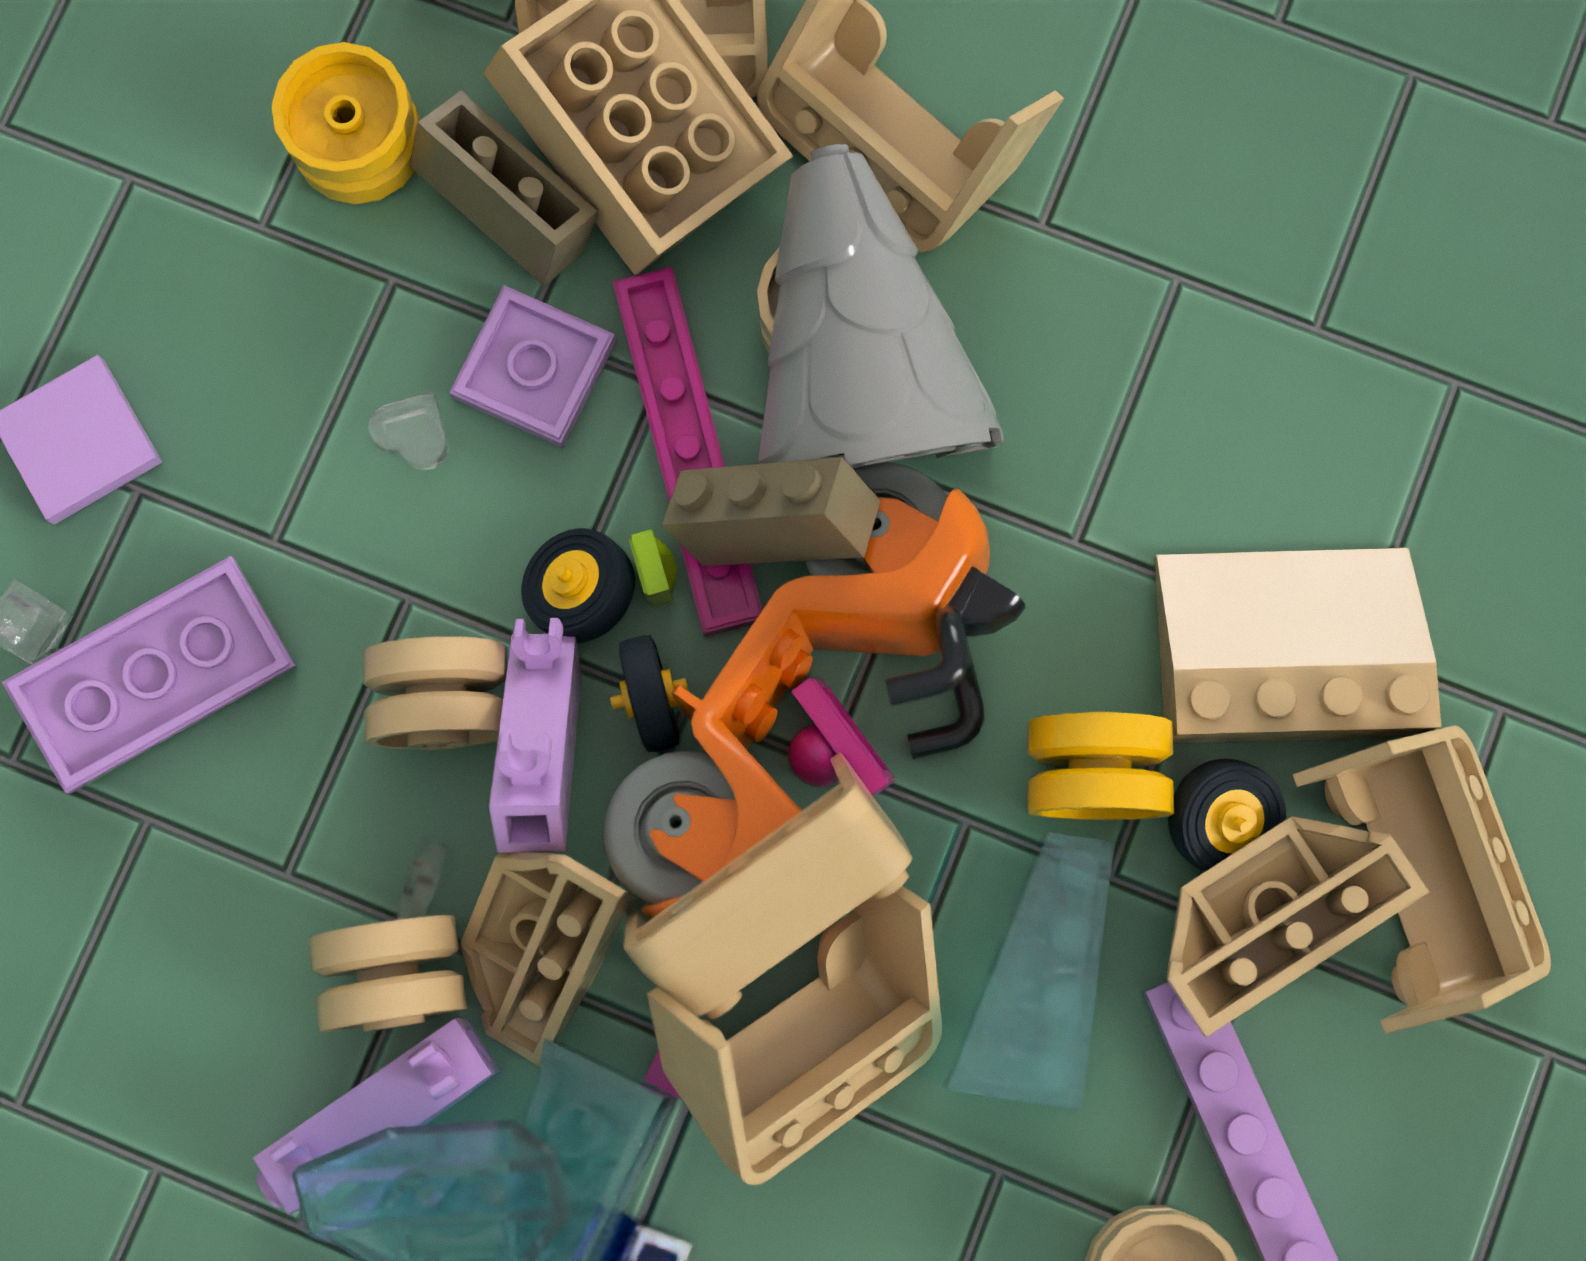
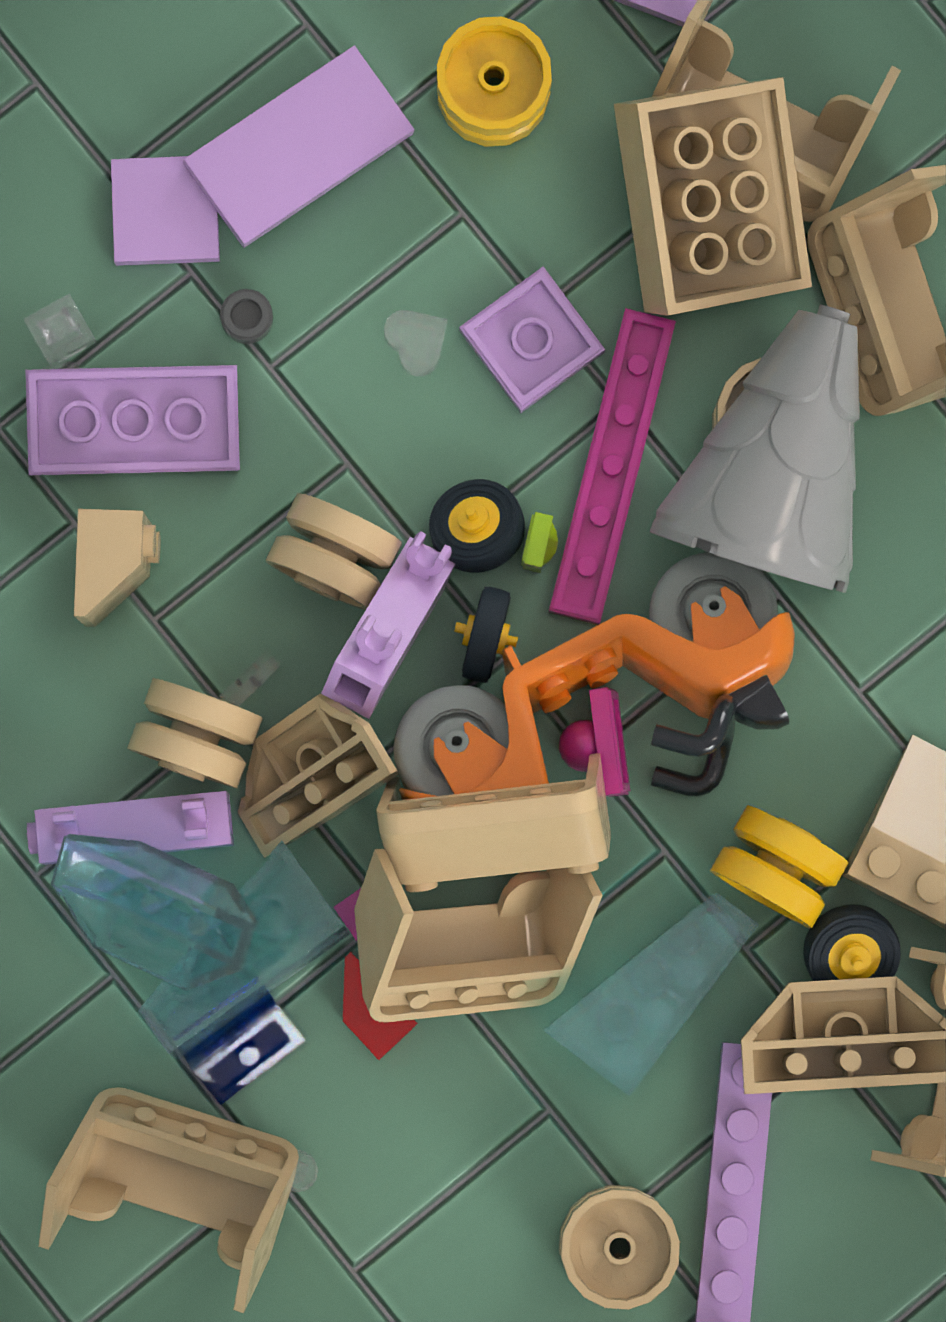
camera: 20 degrees right, 5 degrees up
(180, 300) = (298, 146): none -> lavender tile
(196, 836) = (111, 560): none -> tan slope
(219, 502) = (246, 316): none -> dark grey tile
(502, 187) = (581, 194): dark tan brick -> none
(766, 1199) = (375, 1035): none -> red tile
(772, 512) = (644, 556): dark tan brick -> none

